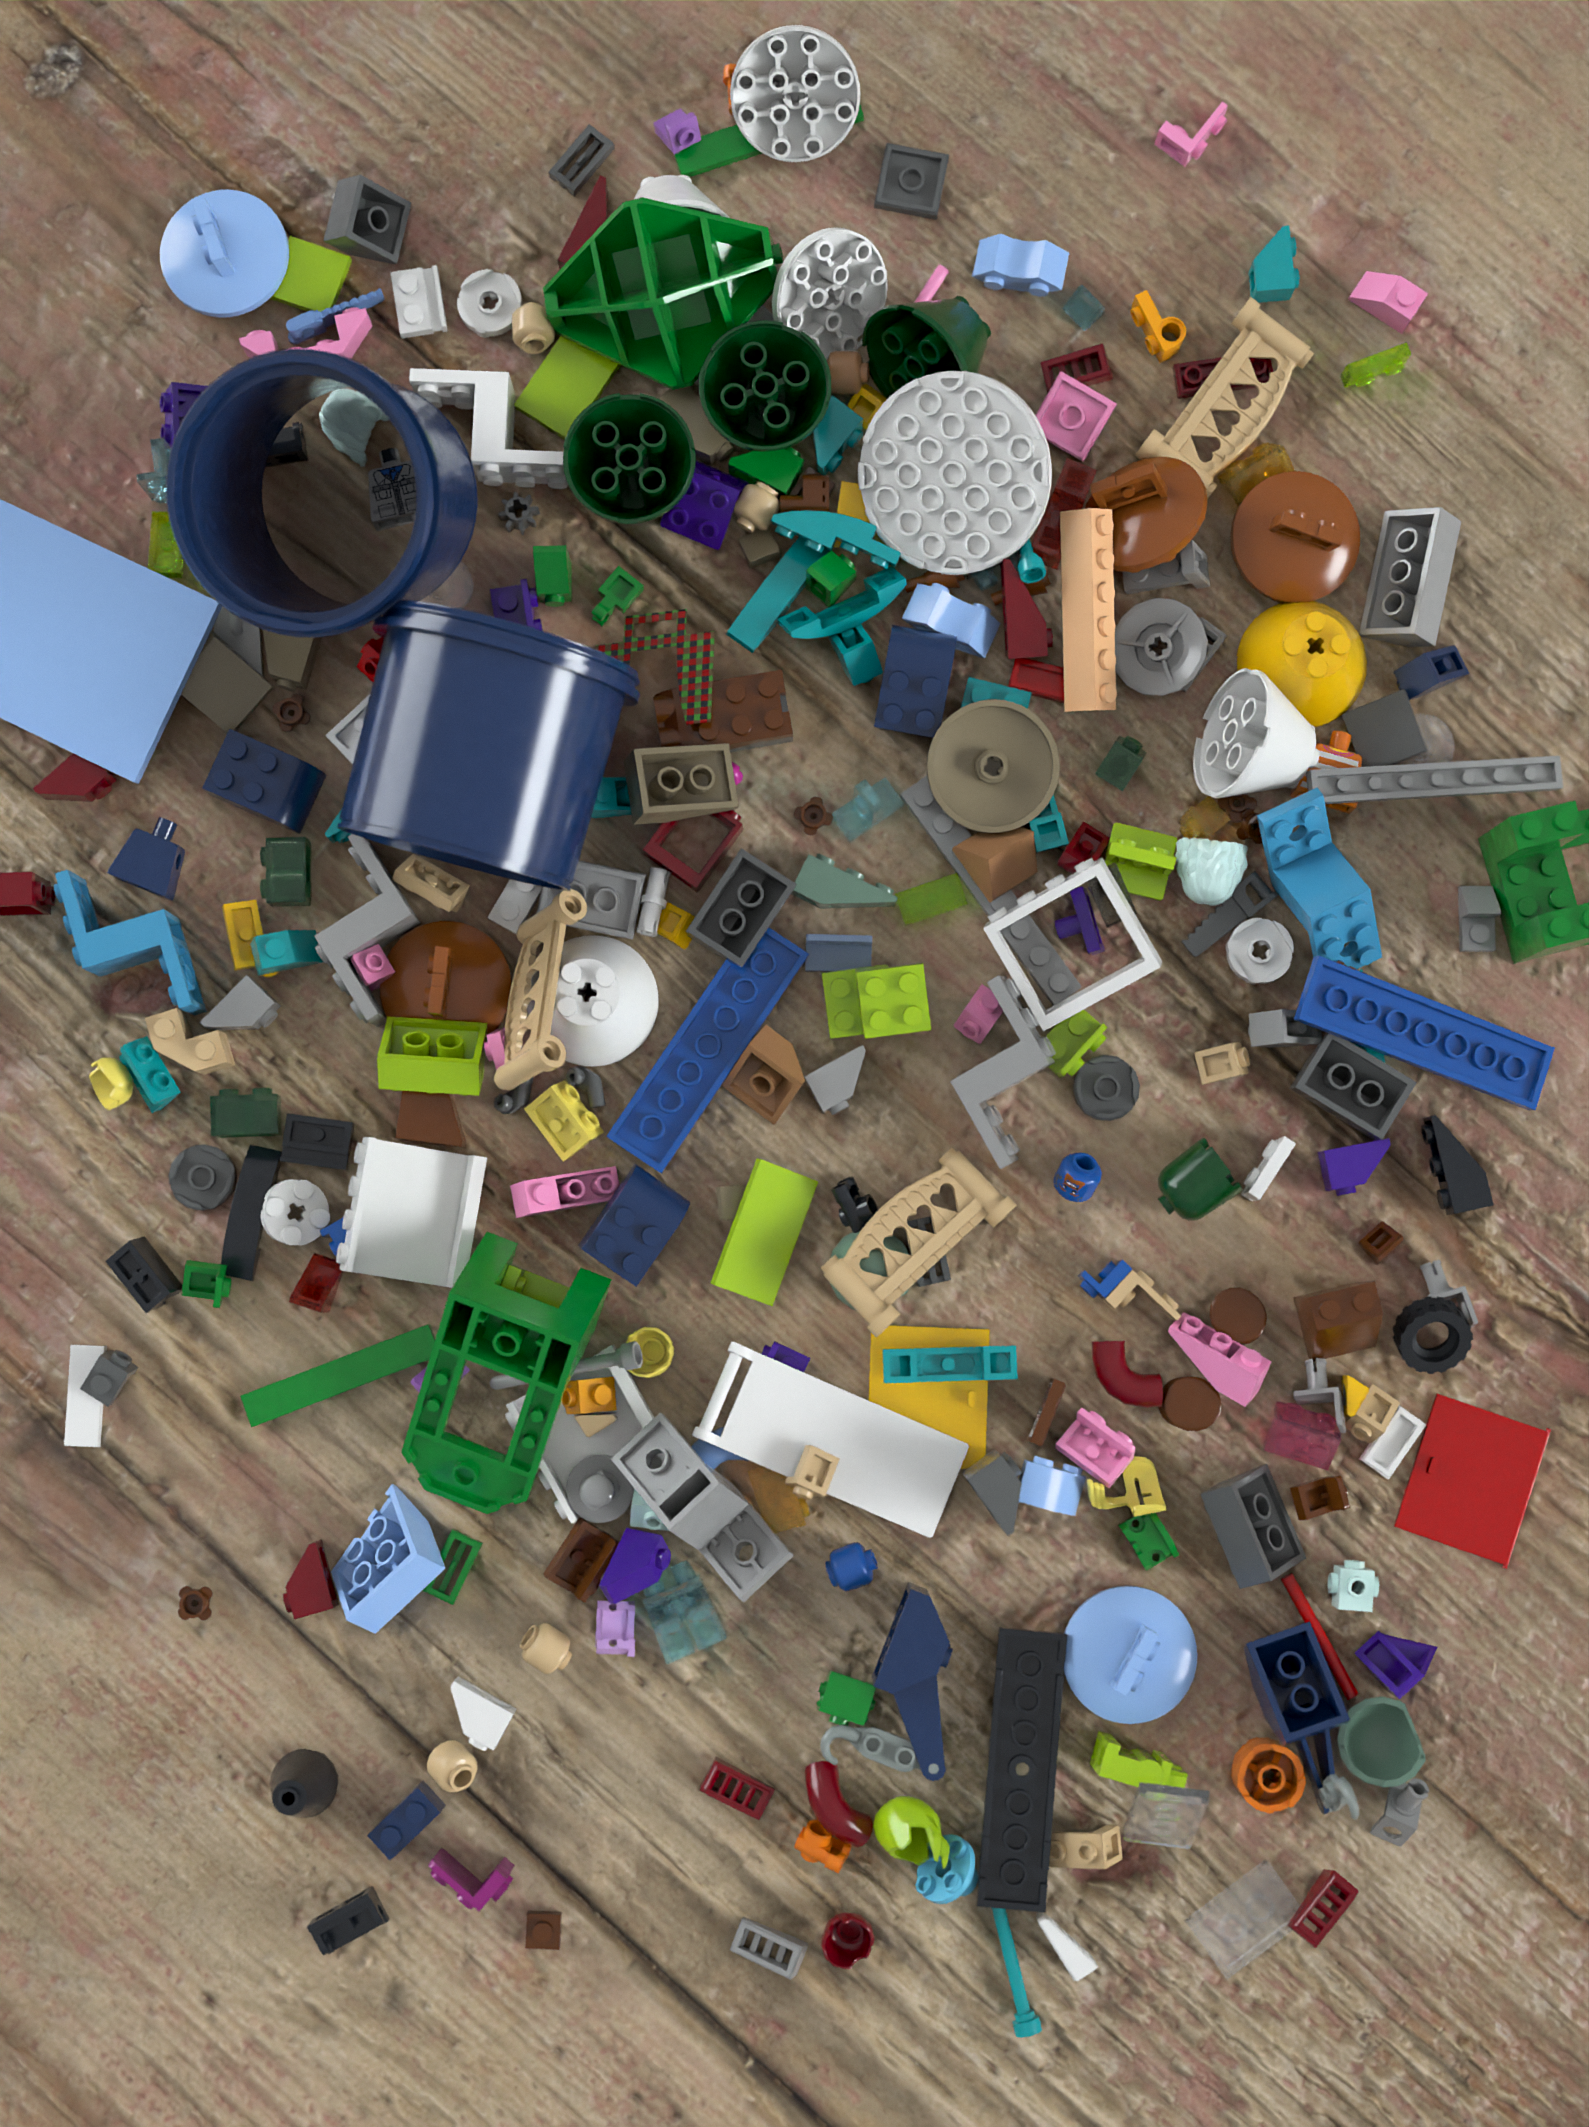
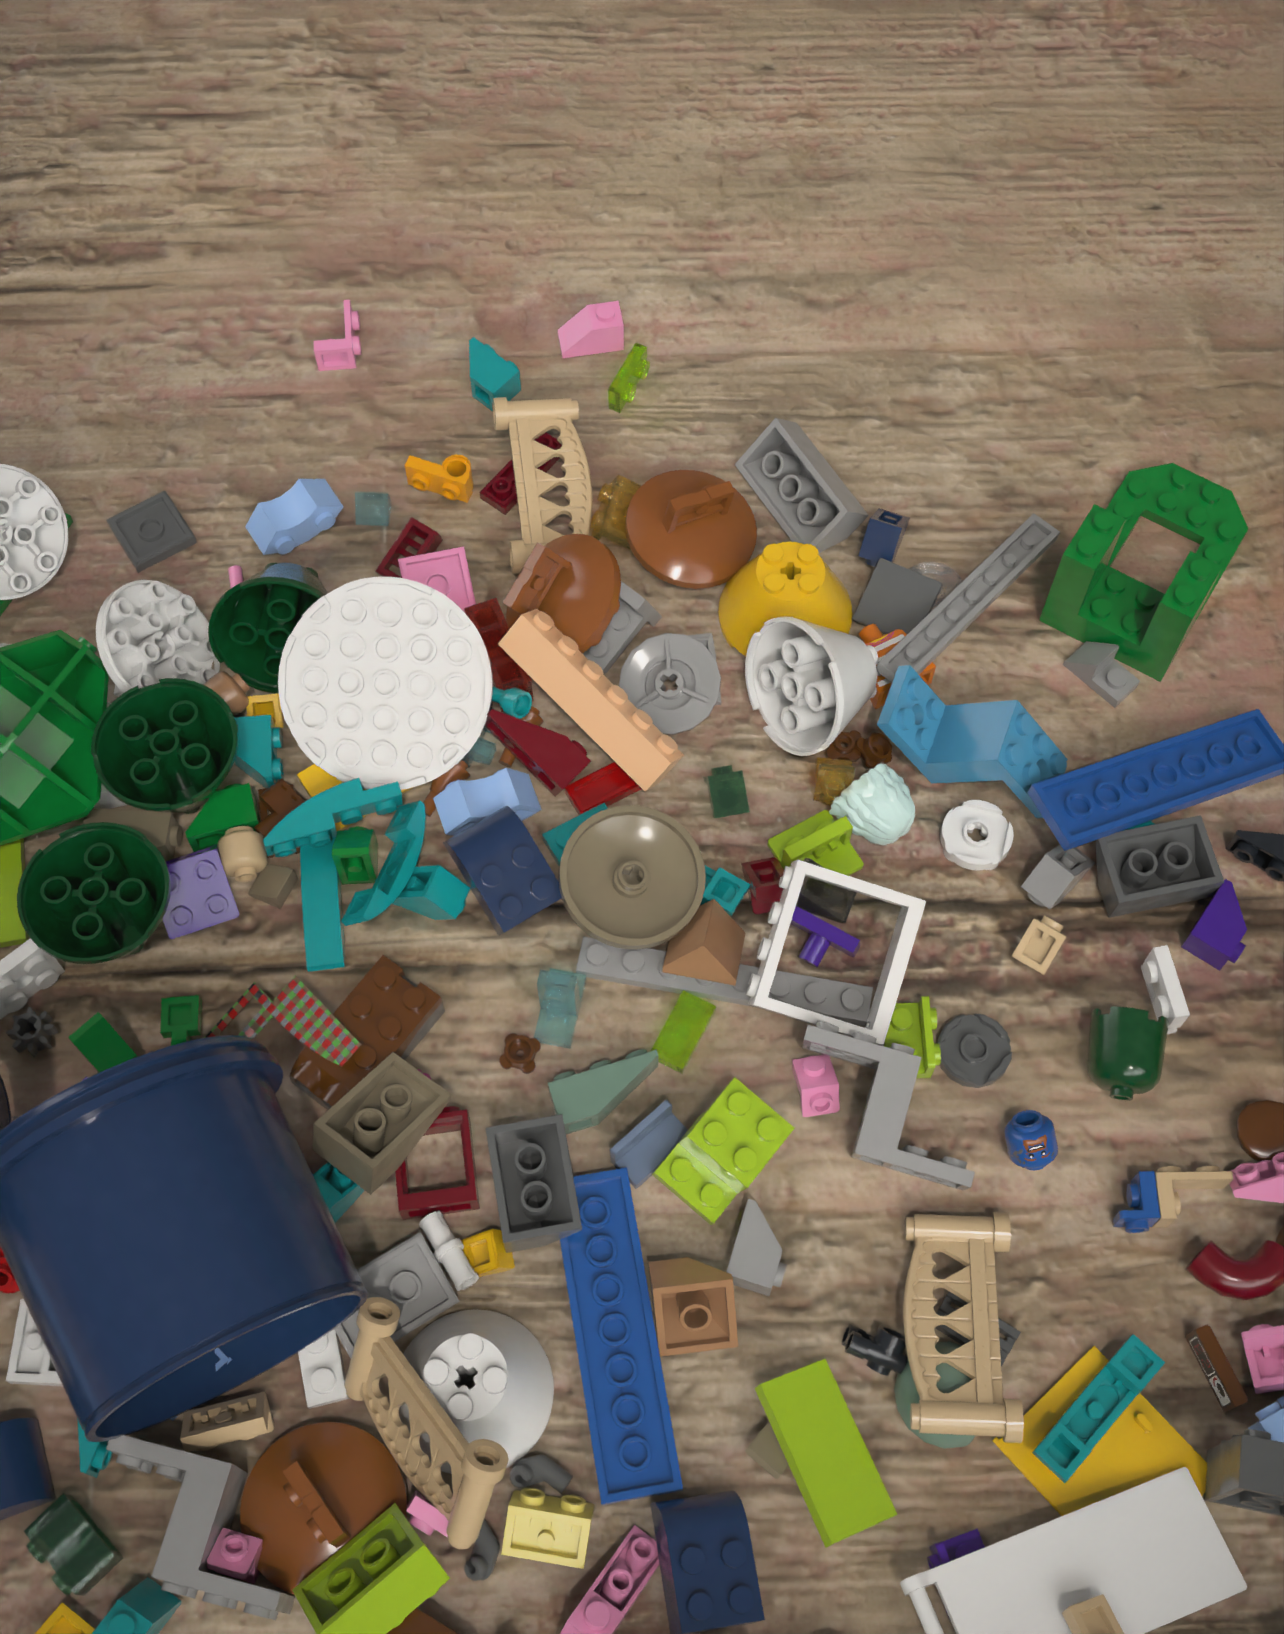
camera: 45 degrees left, 20 degrees down
(1229, 915) = (925, 832): dark grey piece -> none

